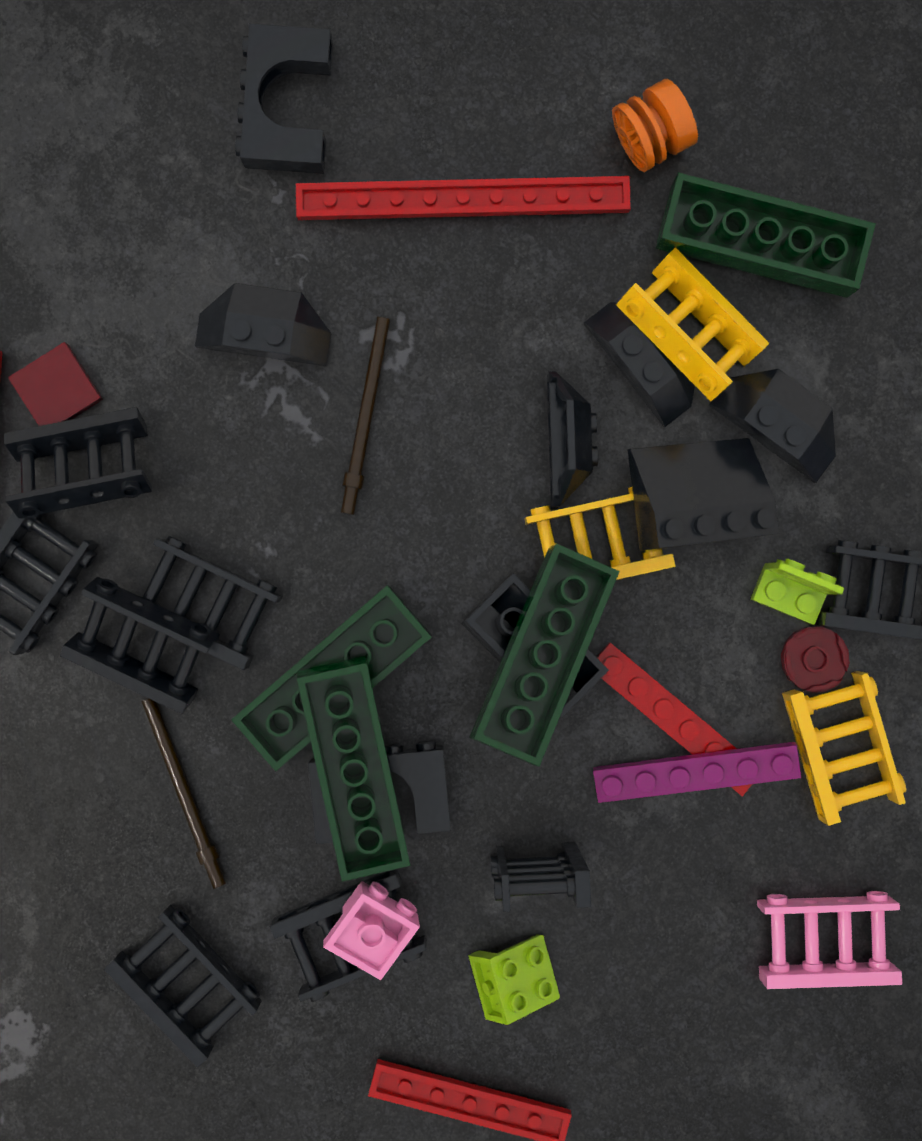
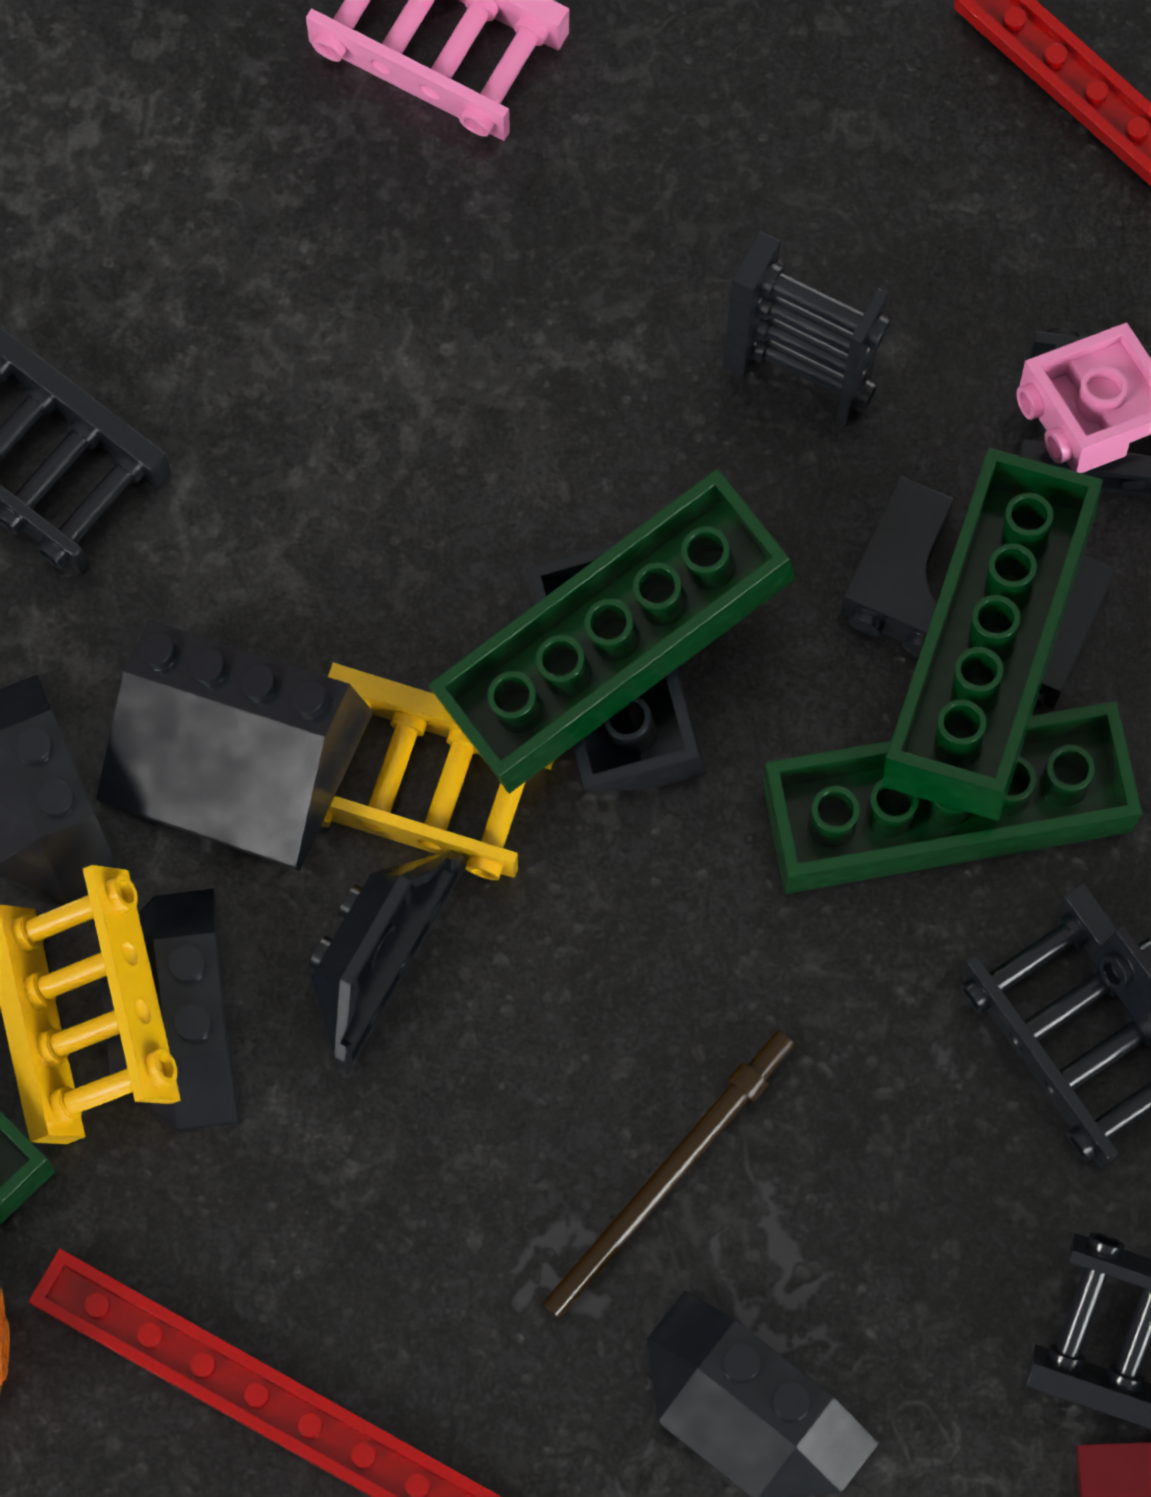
camera: 150 degrees left, 15 degrees down
(514, 980) = (930, 221): lime bracket -> none
(661, 706) = (464, 452): red plate -> none
(697, 772) = (485, 357): magenta plate -> none
(793, 591) = (178, 535): lime bracket -> none
(815, 659) = (205, 422): dark red tile -> none
(819, 770) = (284, 311): yellow fence -> none

